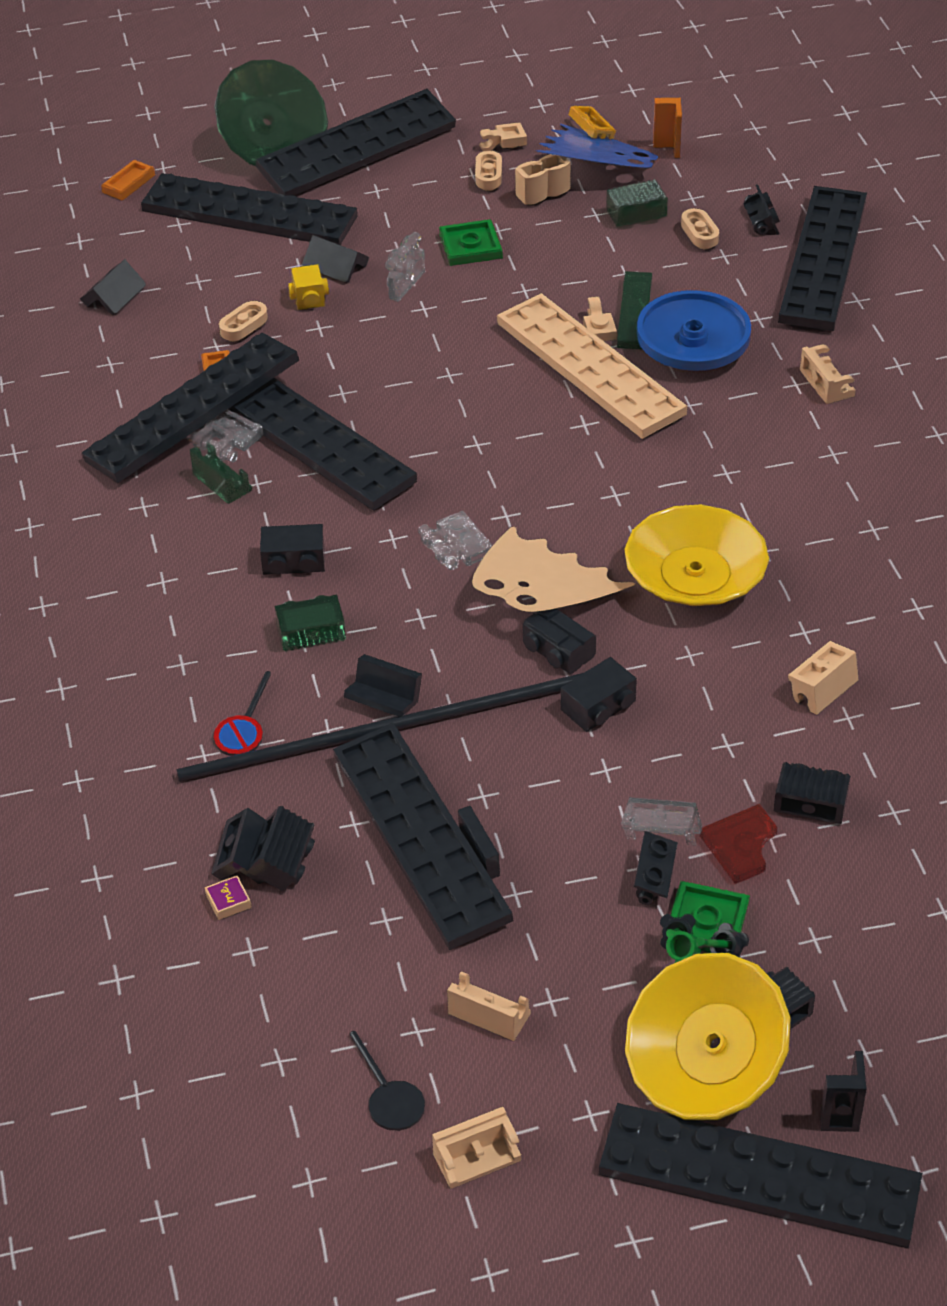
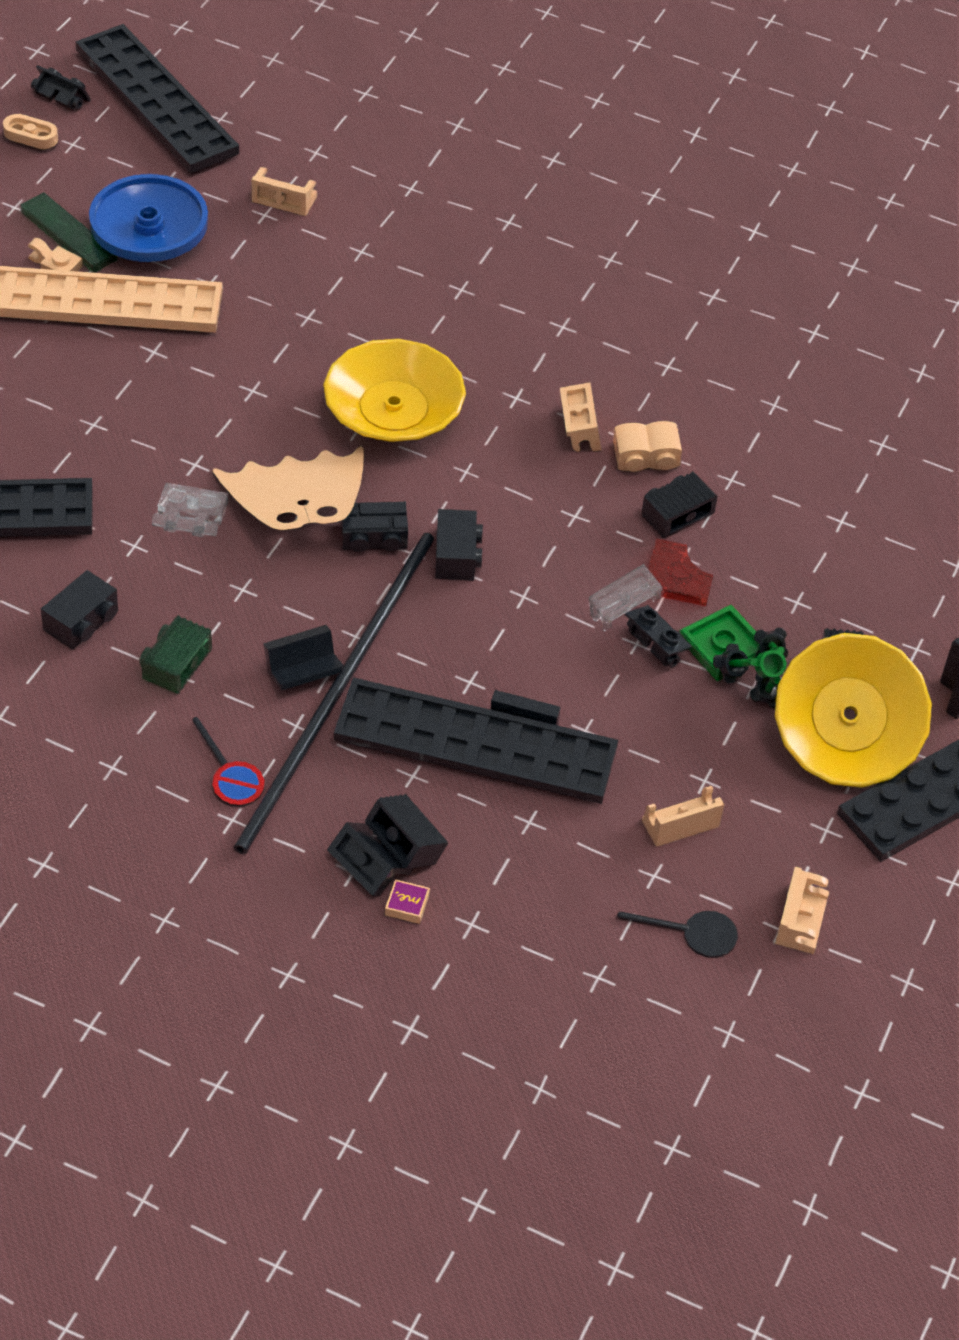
camera: 55 degrees left, 5 degrees up
(849, 734) = (647, 446): none -> light nougat brick

